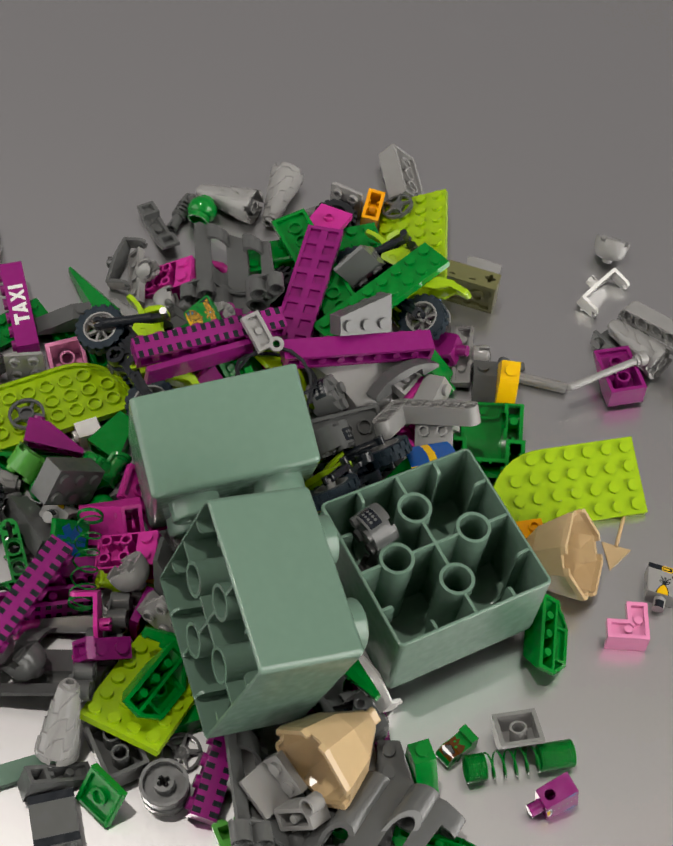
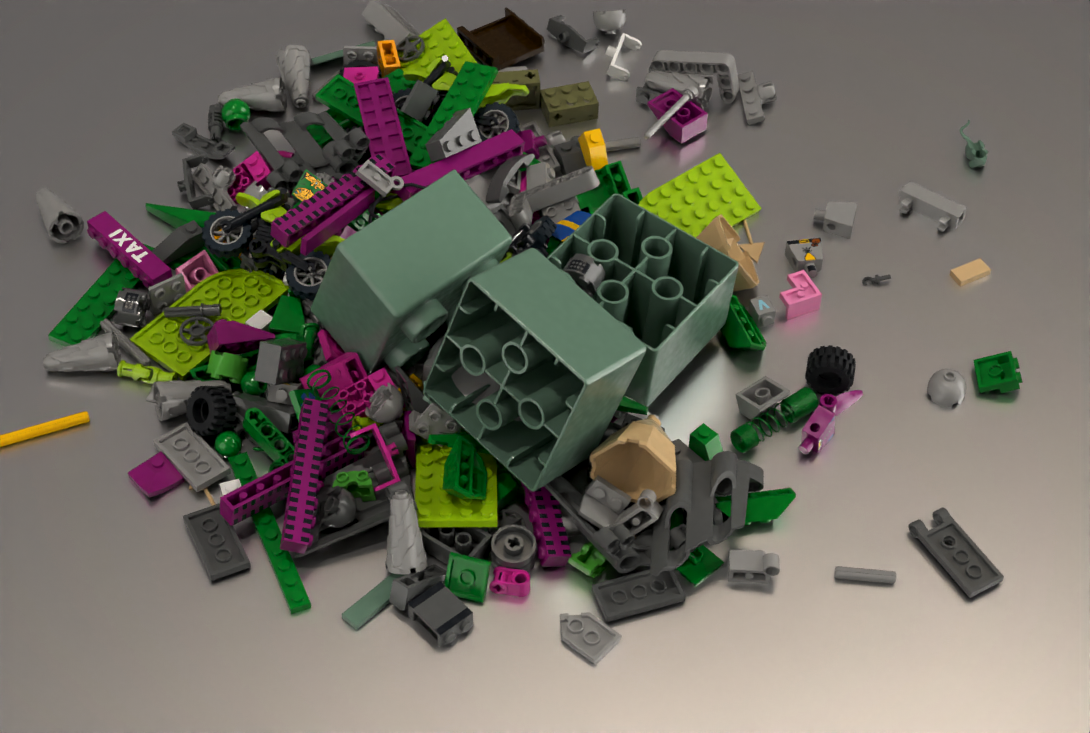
camera: 25 degrees left, 5 degrees down
(41, 396) = (202, 310): none -> dark grey axle
(56, 640) = (356, 483): none -> bright green cylinder
(101, 649) = (398, 468): magenta bracket -> none
(140, 817) = (511, 581): none -> dark pink piece
(327, 186) = (337, 54): none -> sand green tile
(460, 744) = (724, 425): green leg -> none
(493, 232) = (503, 41): none -> dark brown panel
(518, 321) = (569, 104): none -> olive piece
(561, 252) = (569, 36): none -> dark grey piece
(579, 629) = (762, 311): none -> light grey brick
(599, 771) = (840, 402): none -> magenta piece
(608, 732) = (830, 370): none -> black tyre

